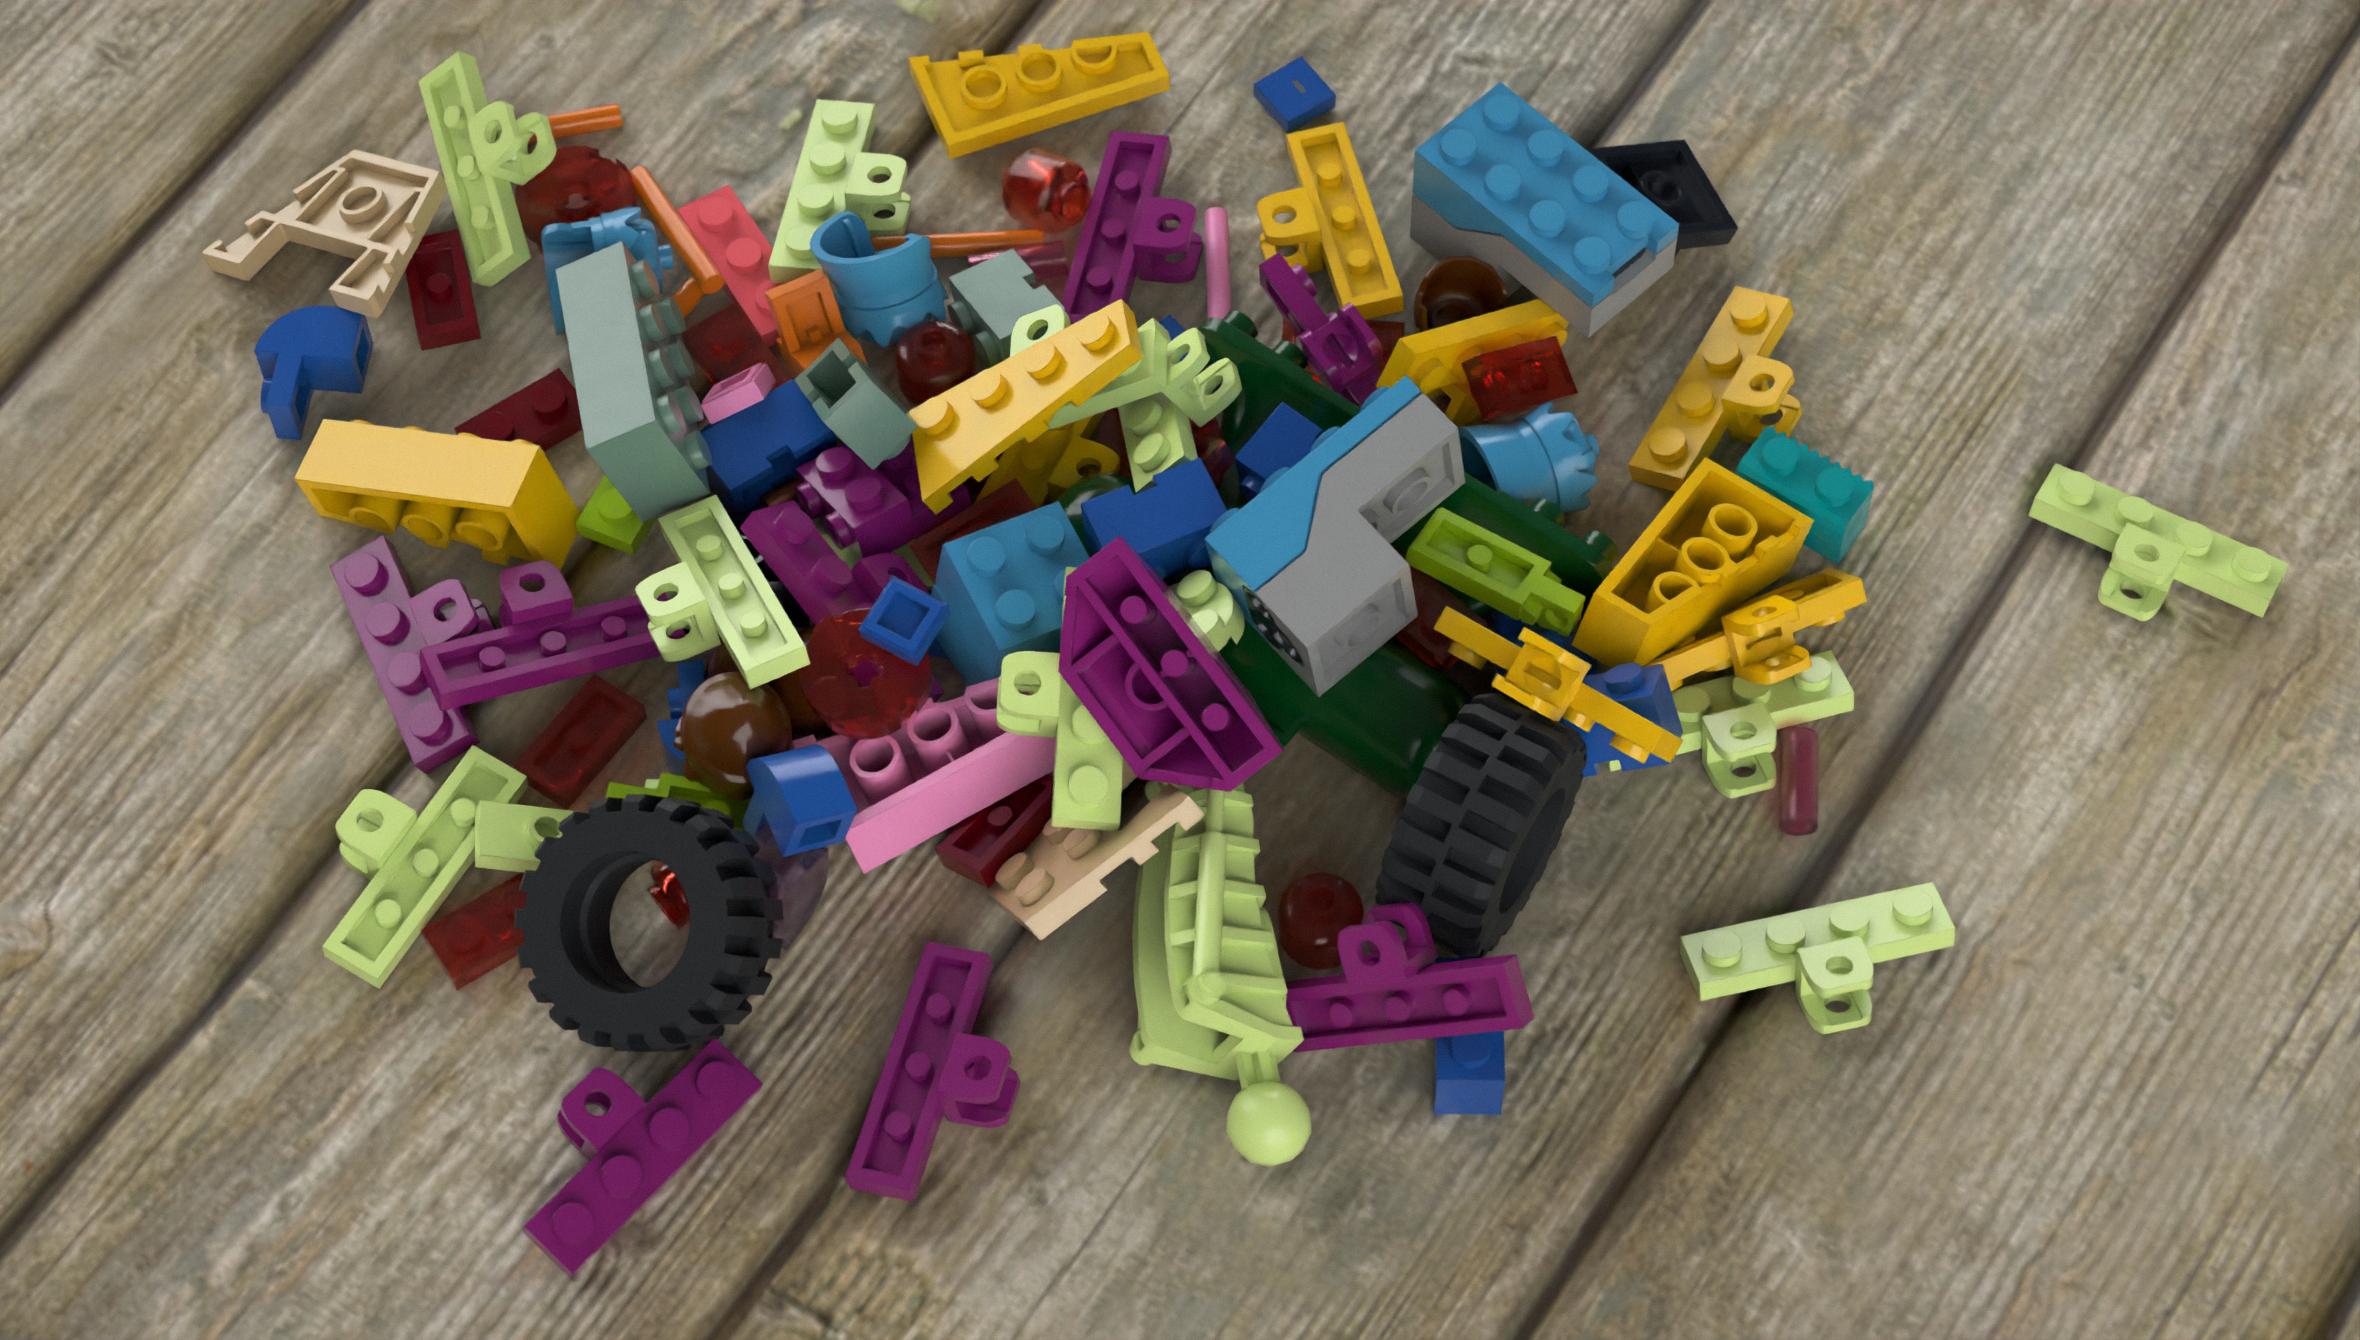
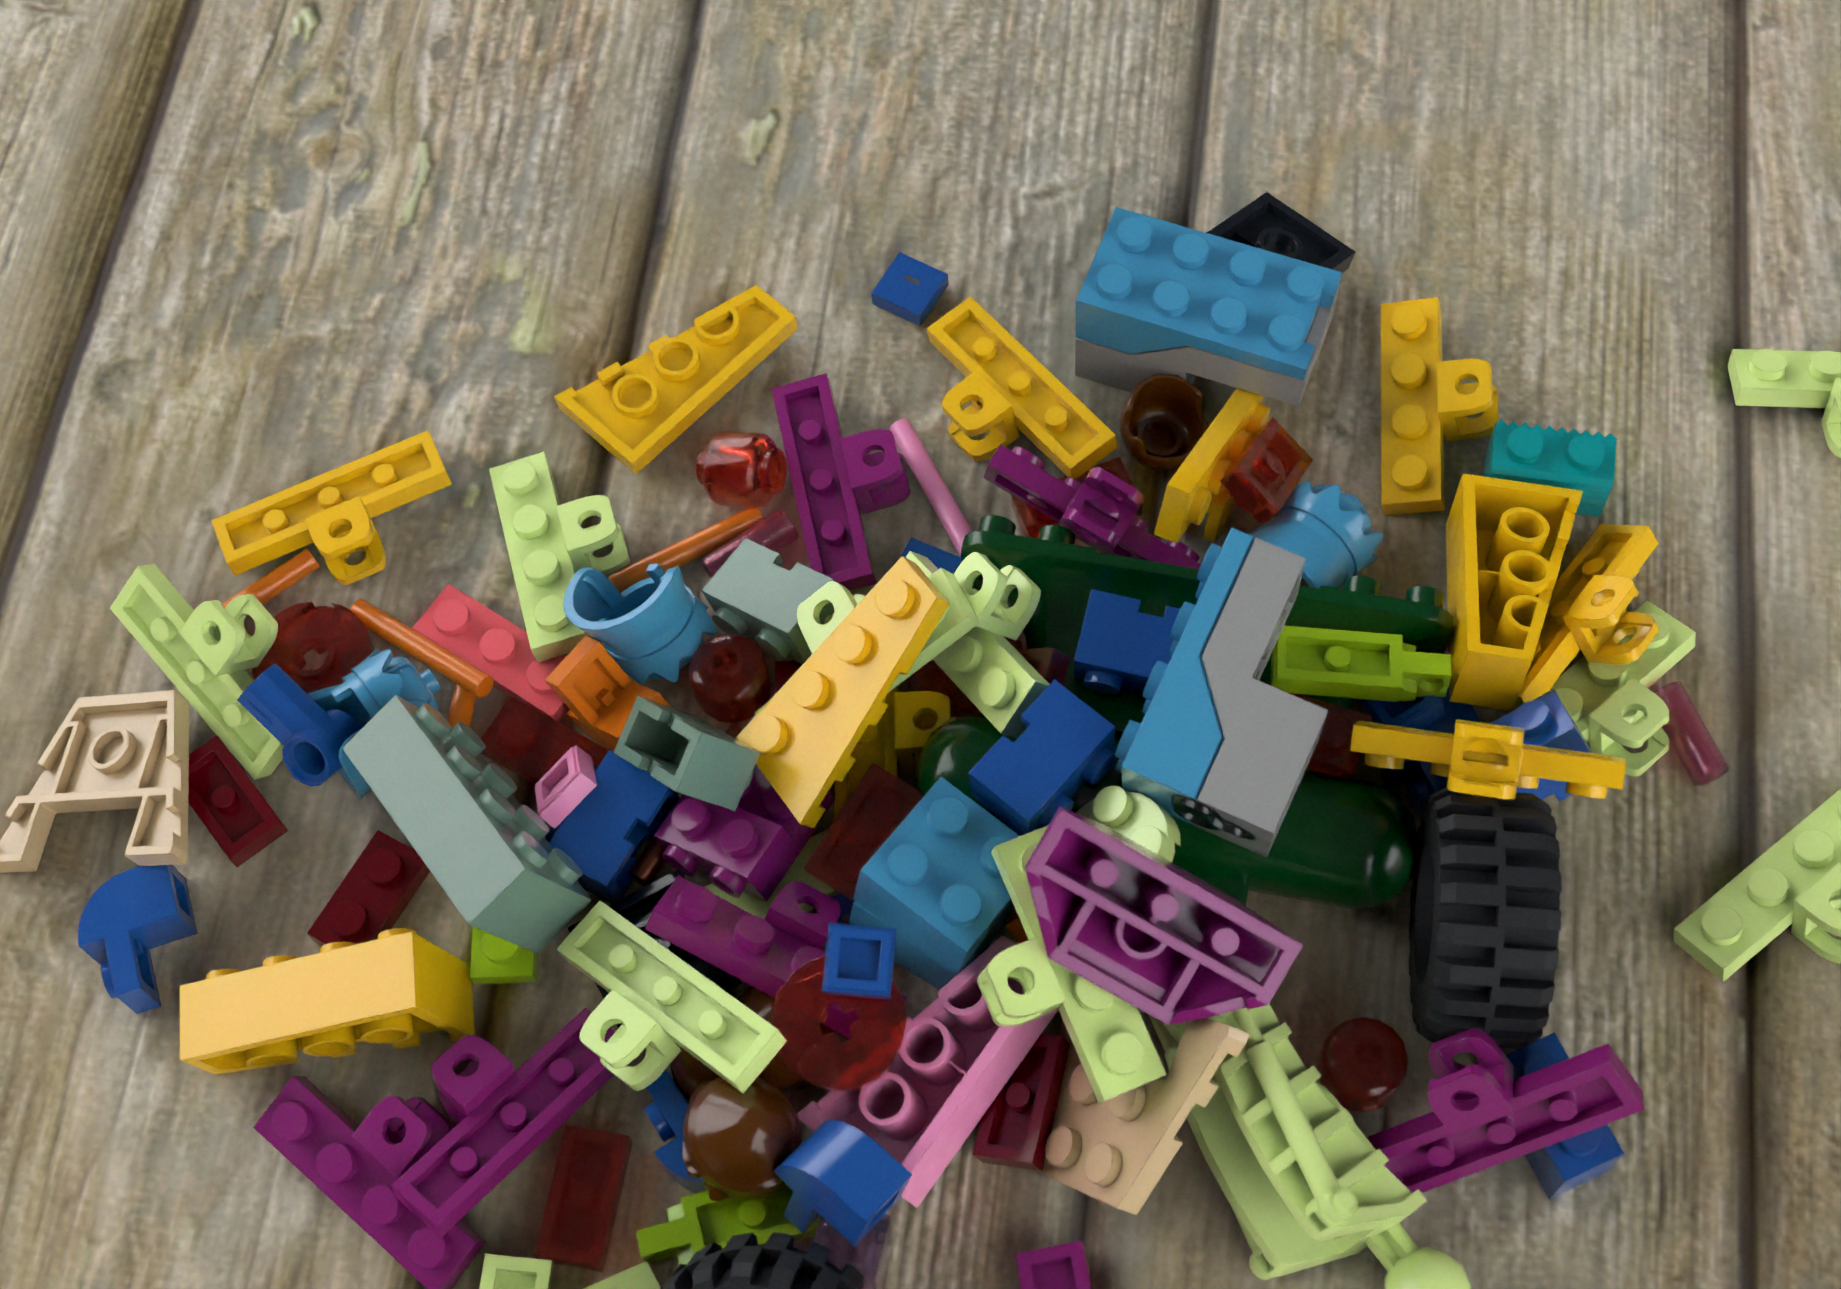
camera: 20 degrees left, 5 degrees up
(530, 241) = (303, 728): none -> blue piece
(660, 80) = (334, 511): none -> yellow plate

